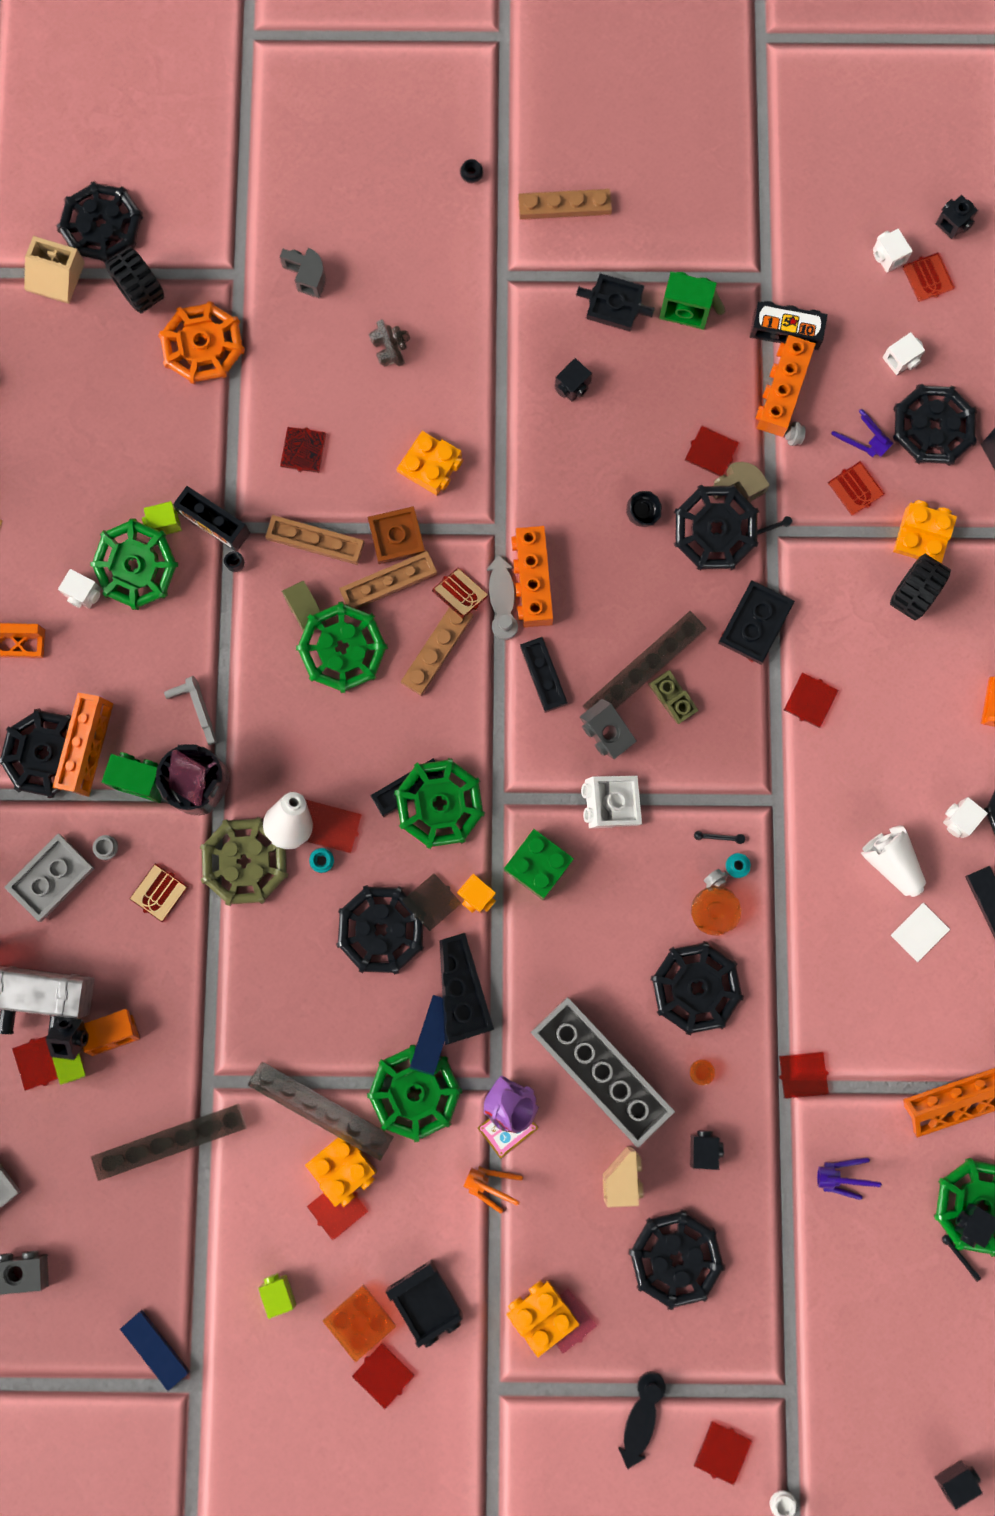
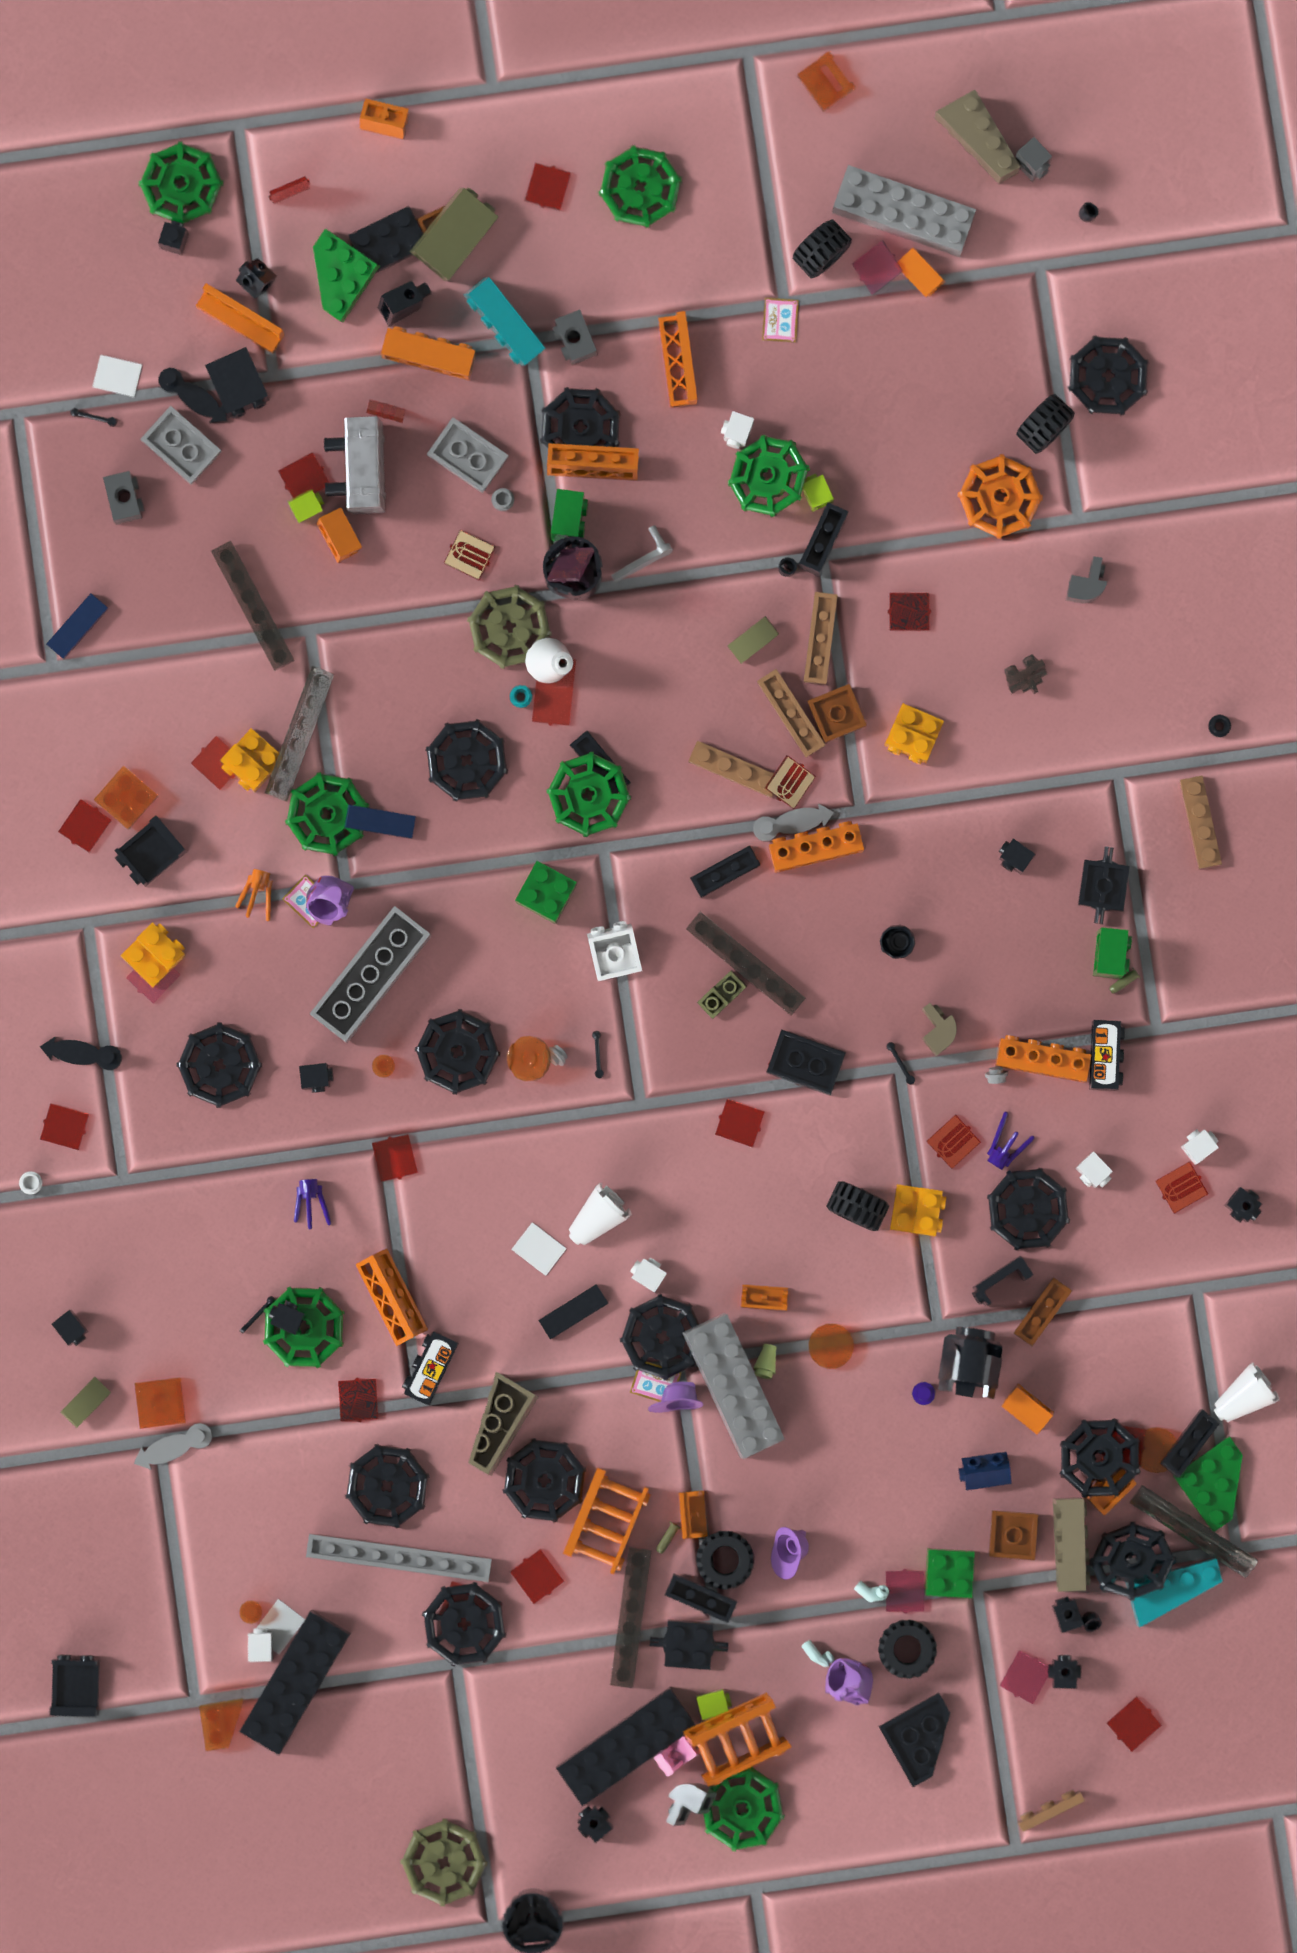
camera: 80 degrees right, 5 degrees up
(52, 269) = (1047, 341): tan slope -> none
(67, 1038) = (328, 502): black brick -> none
(277, 1295) = (138, 722): lime brick -> none
(347, 634) = (707, 678): green plate -> none
(431, 902) = (498, 801): clear smoke piece -> none
(462, 993) = (418, 842): black wing -> none
(476, 895) = (510, 841): light orange brick -> none
(618, 737) = (689, 928): dark grey brick -> none
(621, 1181) = (278, 1004): tan slope -> none
(711, 451) = (968, 999): clear red piece -> none
(730, 527) = (901, 1007): black plate -> none
(732, 871) = (581, 1074): teal plate -> none

